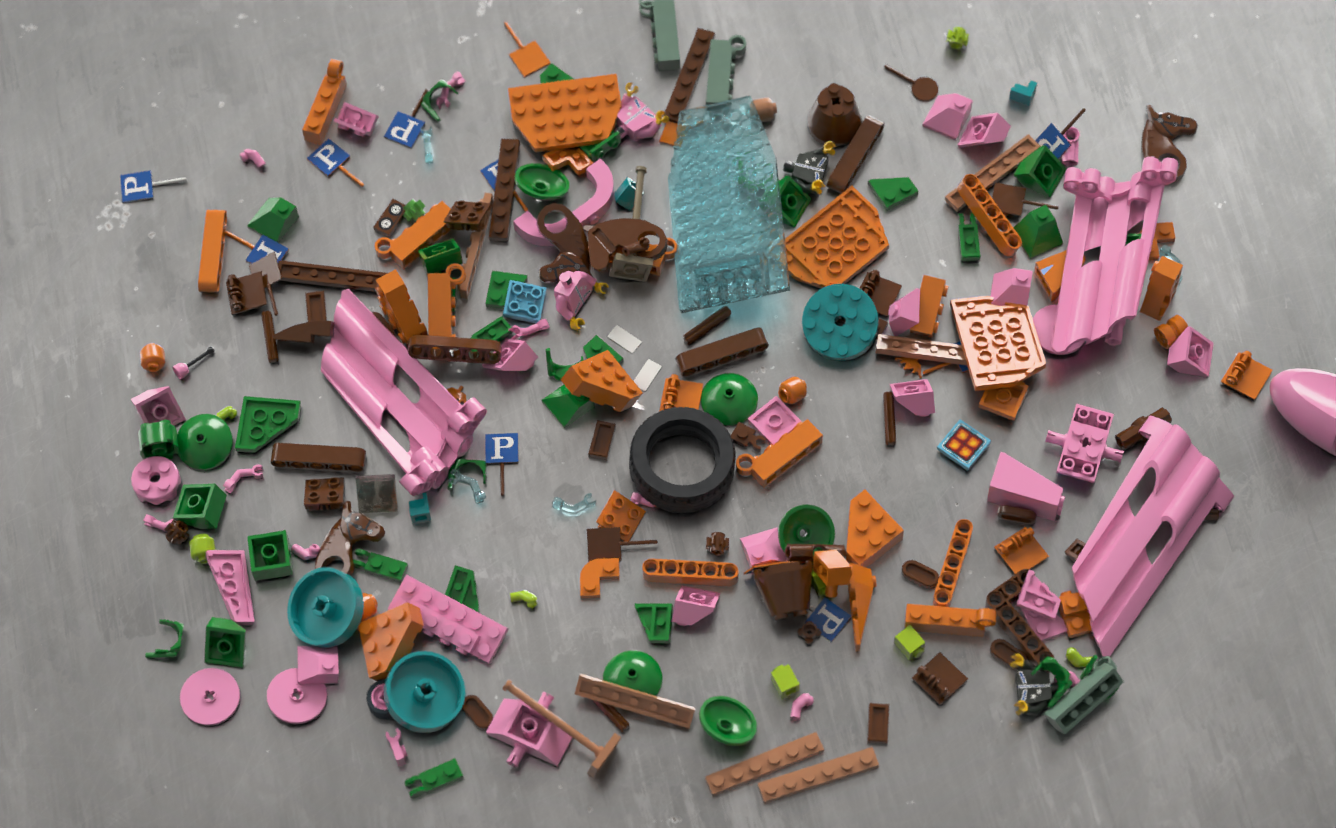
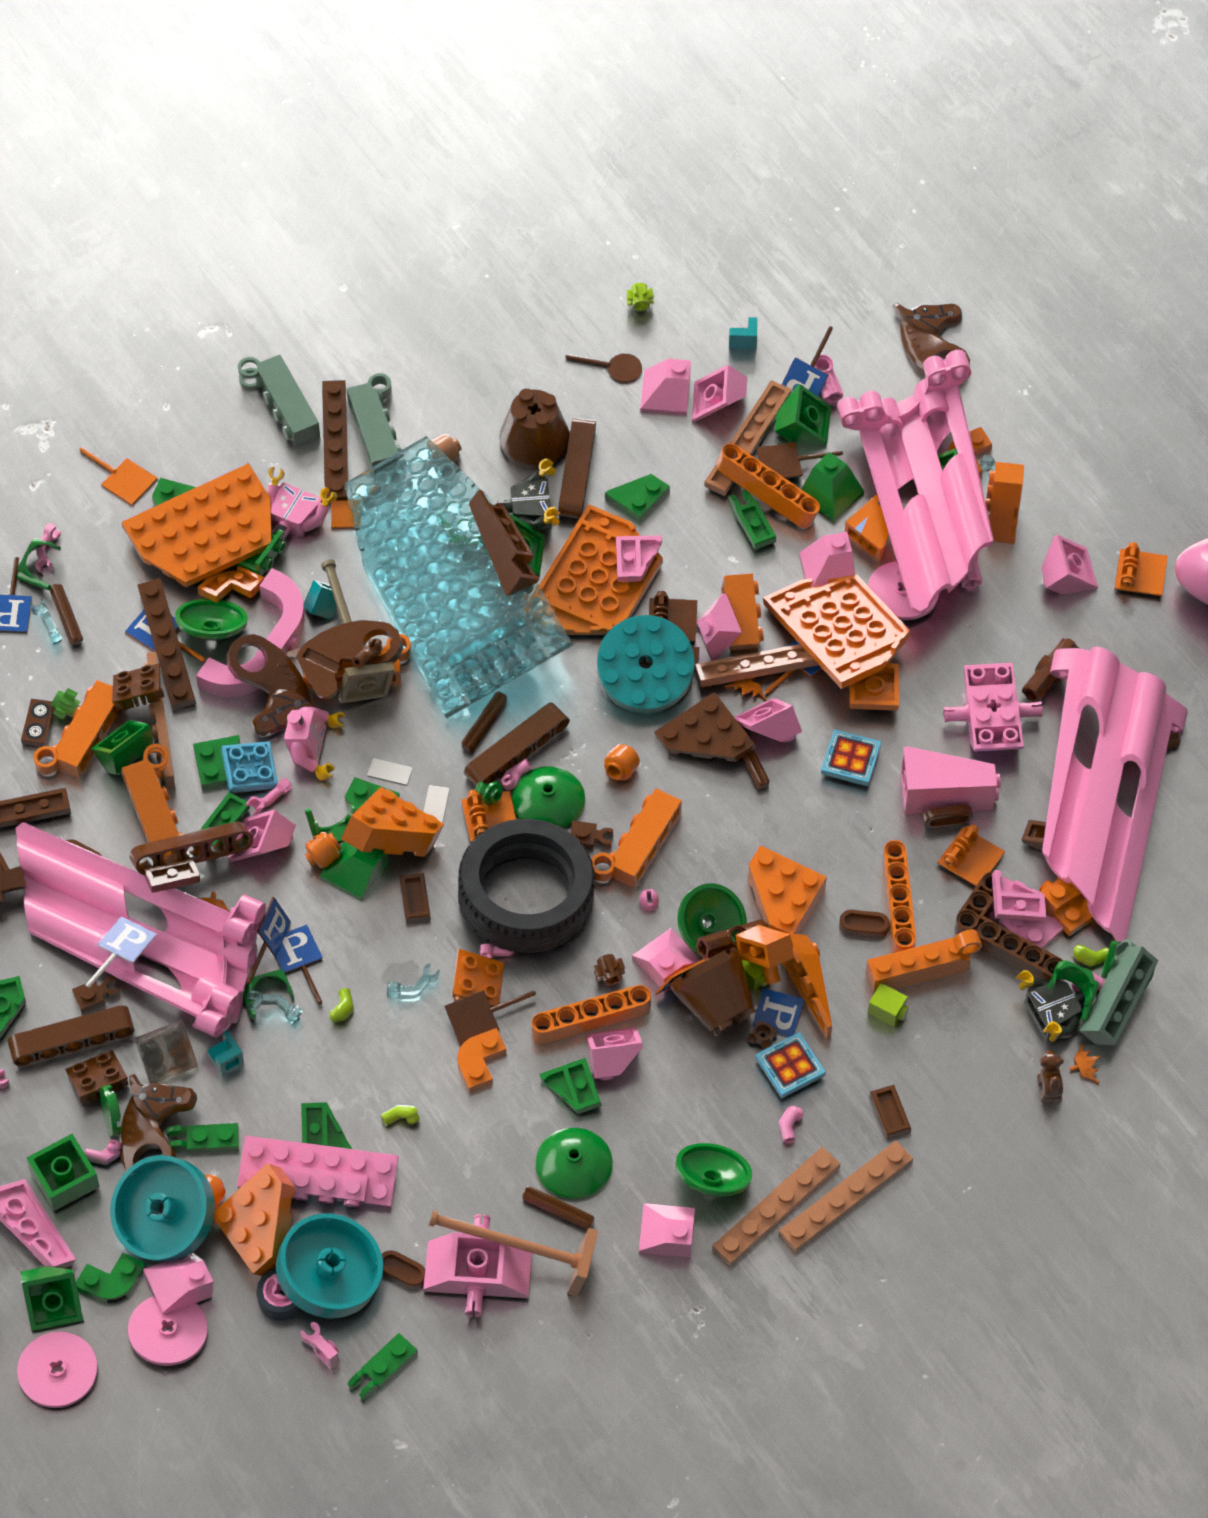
camera: 25 degrees left, 5 degrees down
(273, 650) = (113, 1285): none -> green plate
(321, 522) = (110, 1110): none -> green tile
(345, 432) = (93, 997): none -> reddish brown plate
(380, 402) = (125, 941): none -> piece
(396, 304) = (98, 822): orange brick -> none
(431, 365) = (172, 875): none -> plate
(443, 144) = (66, 614): none -> reddish brown axle
(487, 430) = (272, 931): none -> piece
(516, 505) = (344, 1008): none -> lime arm
(549, 382) = (323, 850): none -> orange head
(634, 701) = (590, 1186): nougat plate -> none
(678, 753) = (667, 1230): none -> bright pink slope
(687, 380) = (491, 792): none -> green plate
(711, 372) = (514, 774): none -> bright pink arm
(770, 197) = (504, 544): none -> reddish brown wedge
(773, 420) = (613, 805): bright pink tile -> none
(774, 500) = (643, 900): none -> bright pink hinge
(785, 681) = (759, 1100): lime brick -> none
(819, 662) = (790, 1065): none -> tile
(864, 388) = (706, 732): none -> reddish brown plate
(867, 237) = (635, 556): none -> bright pink wing
(939, 678) = (939, 1034): reddish brown hinge -> none
(1003, 650) = (1003, 979): reddish brown tile -> none
(1006, 741) = (1050, 1077): none -> reddish brown animal
(1039, 739) = (1085, 1064): none -> orange piece
(1168, 333) = (1034, 550): orange wheel -> none

